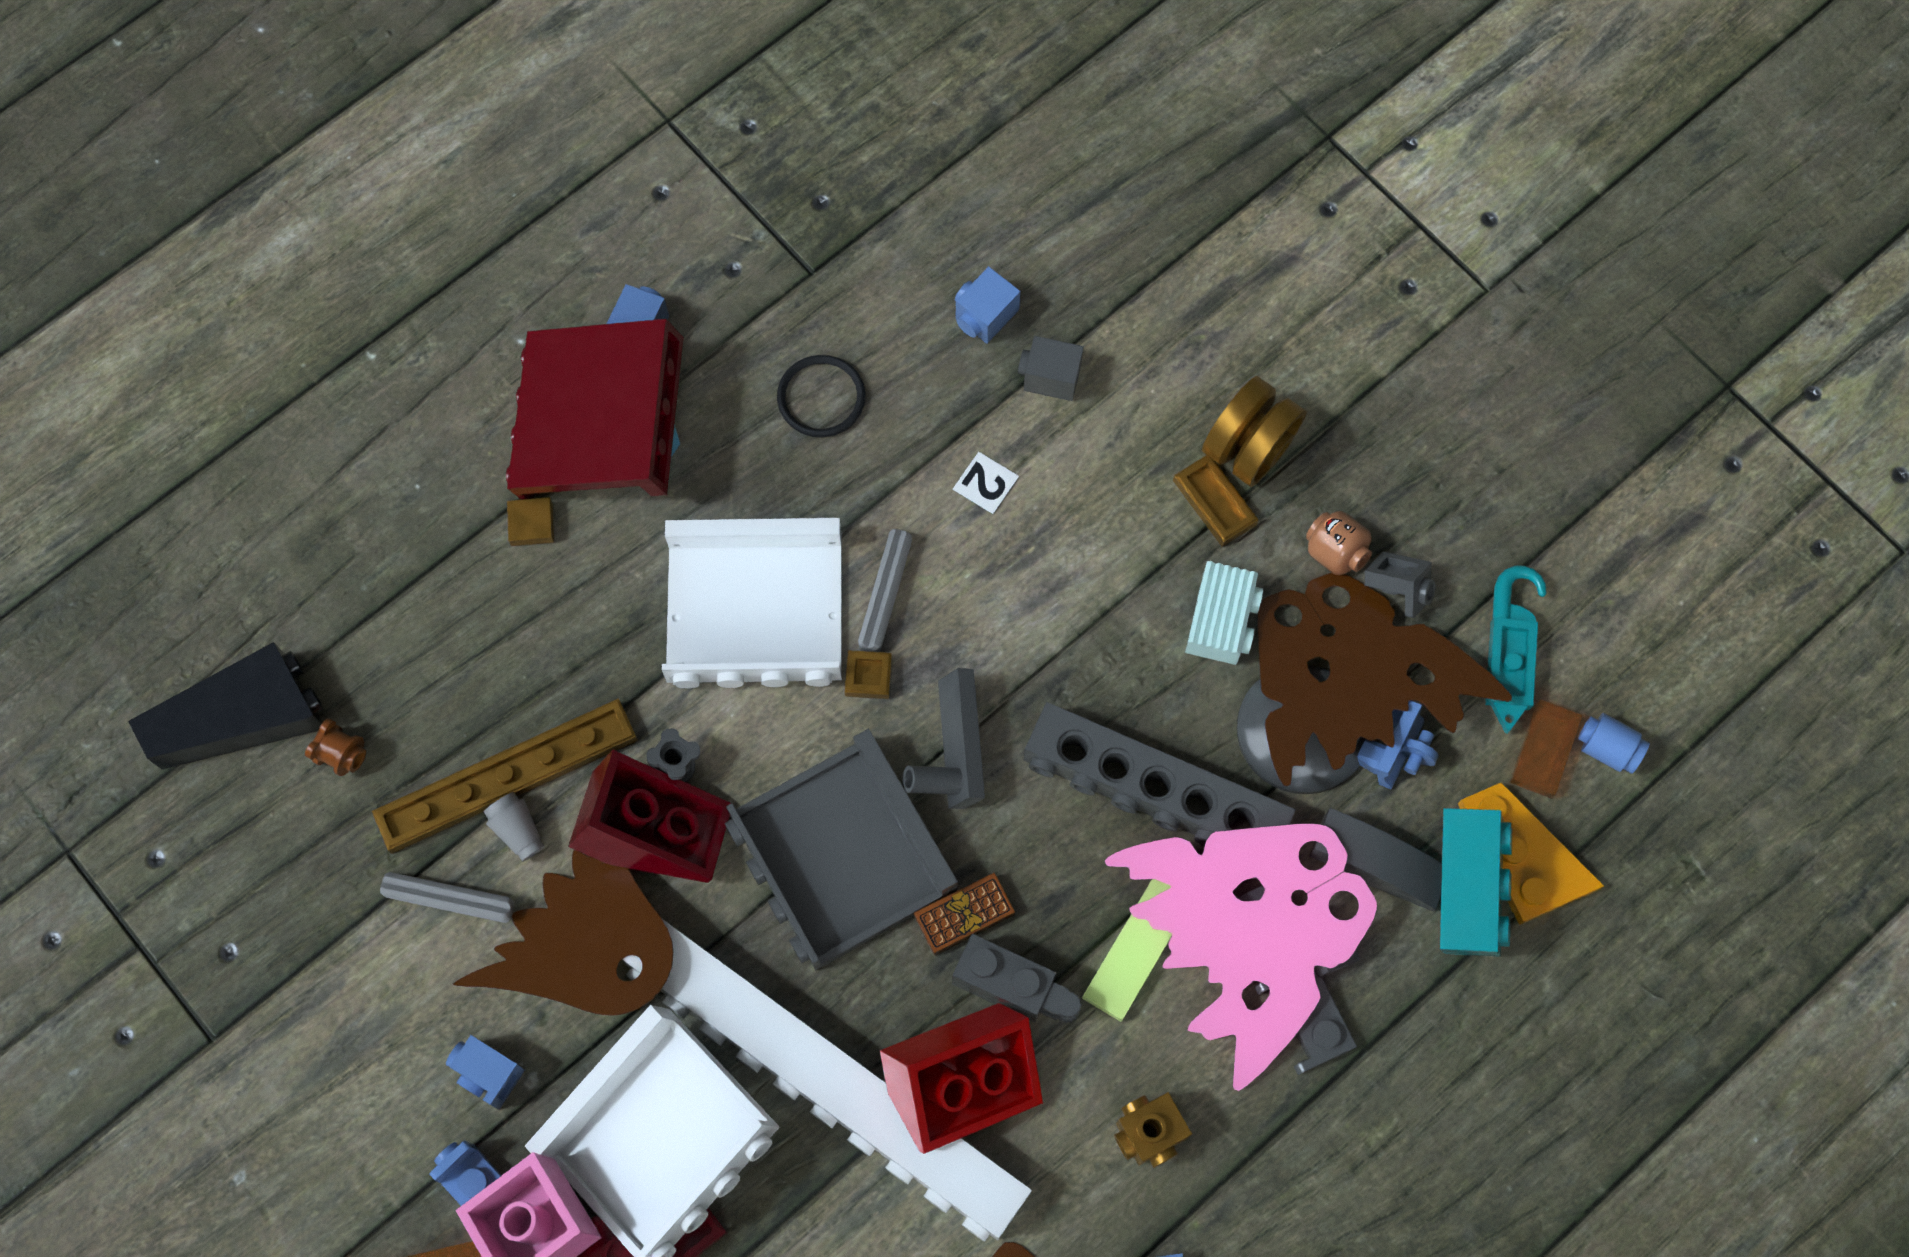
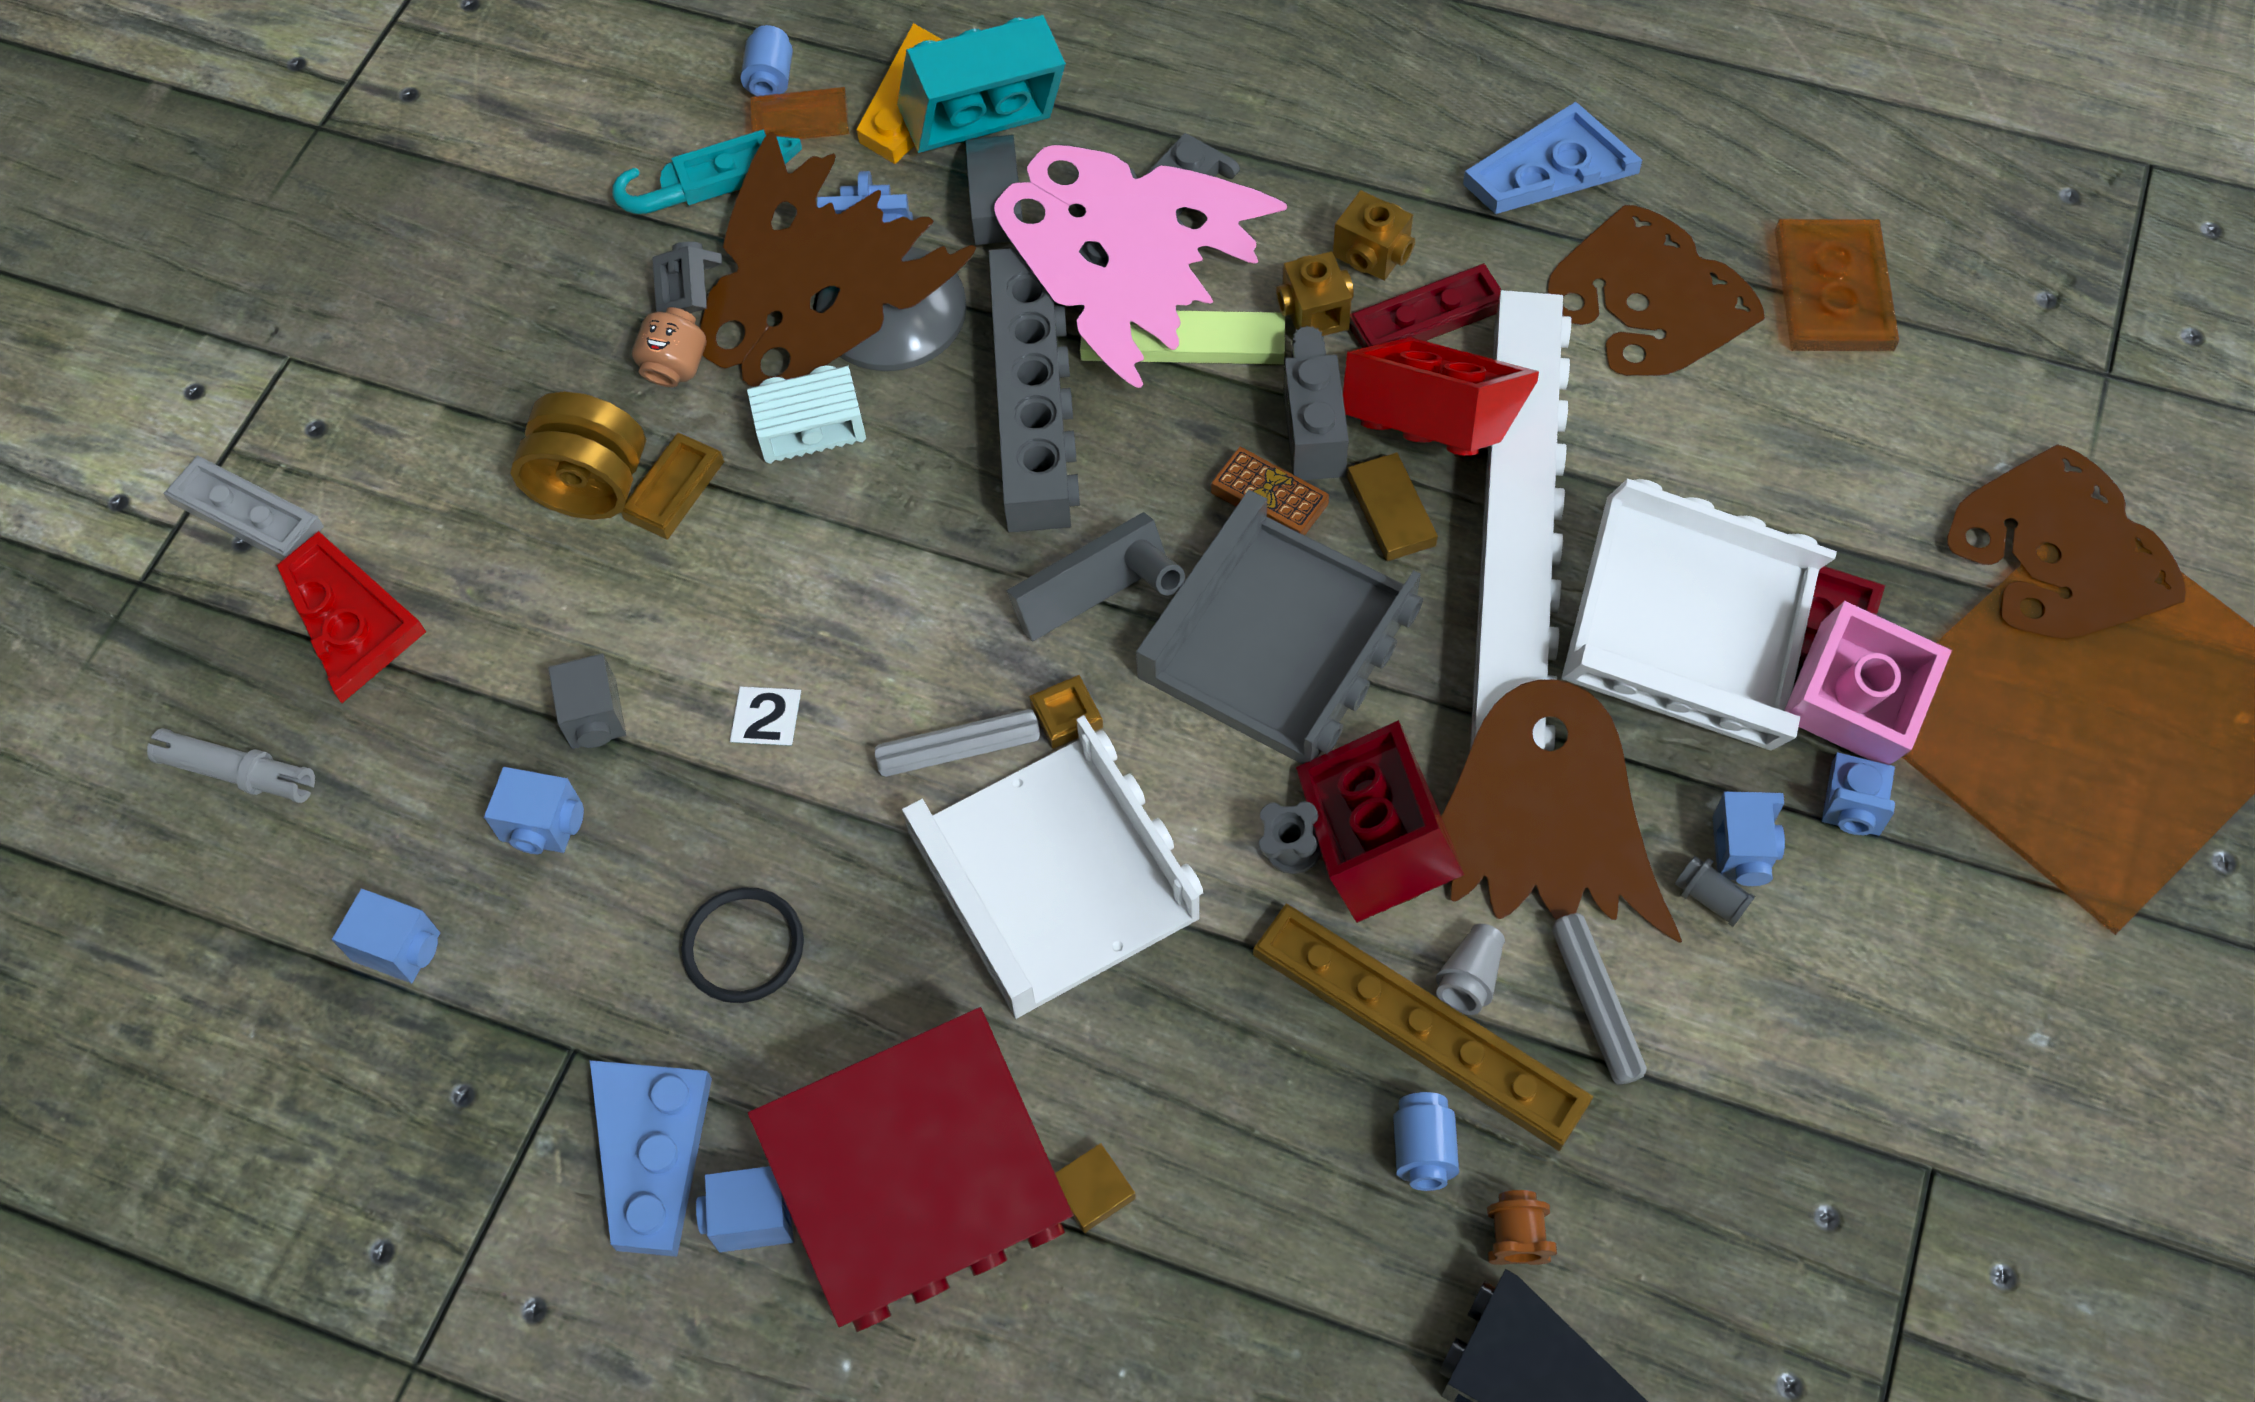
camera: 115 degrees left, 10 degrees down
(426, 727) = (1425, 1141): none -> medium blue brick
(465, 1023) = (1714, 890): none -> dark grey pin
(717, 287) = (648, 1150): none -> medium blue wing
(900, 997) = (1392, 506): none -> pearl gold tile
(945, 190) = (387, 936): none -> medium blue brick
(1065, 1140) = (1429, 309): none -> dark red tile
(1104, 1056) = (1316, 293): none -> pearl gold brick
(1123, 151) = (251, 771): none -> light grey pin
(1218, 250) = (347, 614): none -> red wing
(1353, 216) = (242, 508): none -> light grey tile

